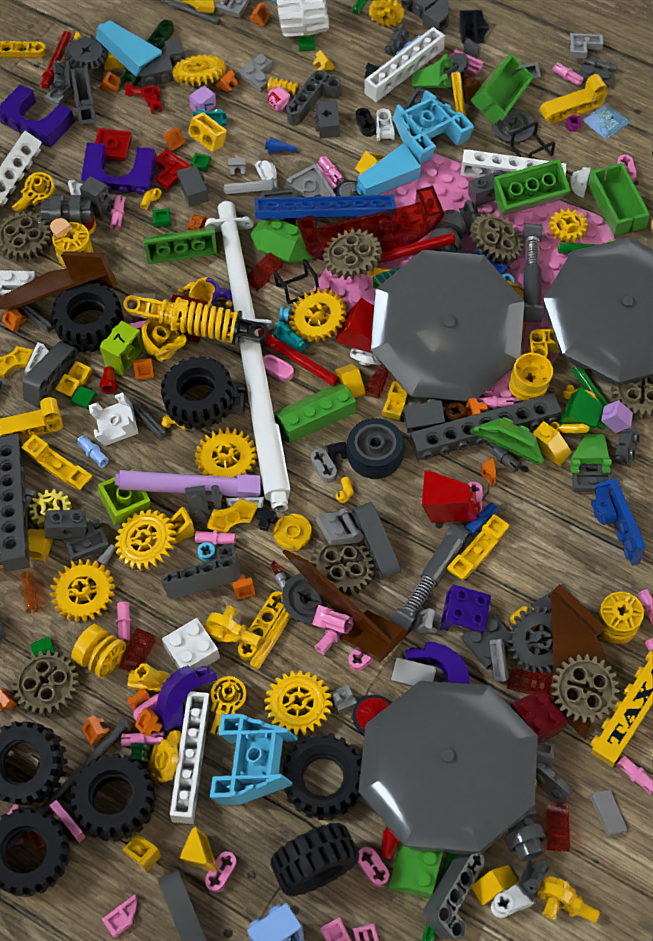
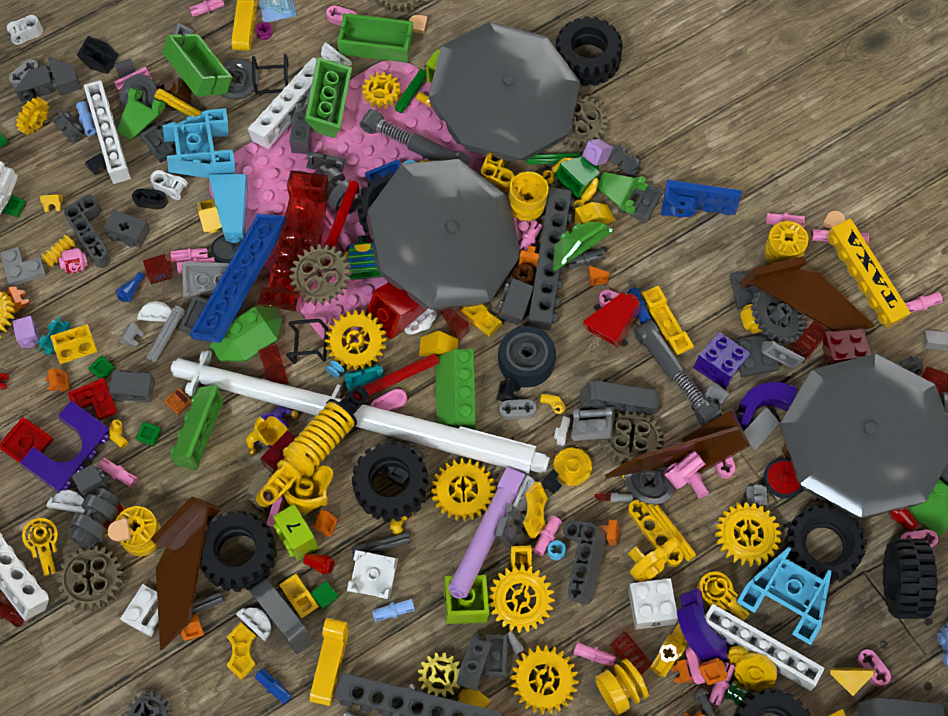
camera: 65 degrees left, 5 degrees up
(55, 463) = (391, 650): yellow slope -> none
(304, 154) = (158, 269): none -> clear red brick
(315, 507) = (560, 433): none -> white plate
(485, 234) = (363, 151): dark tan gear -> none
(590, 670) = (828, 288): dark tan gear -> none

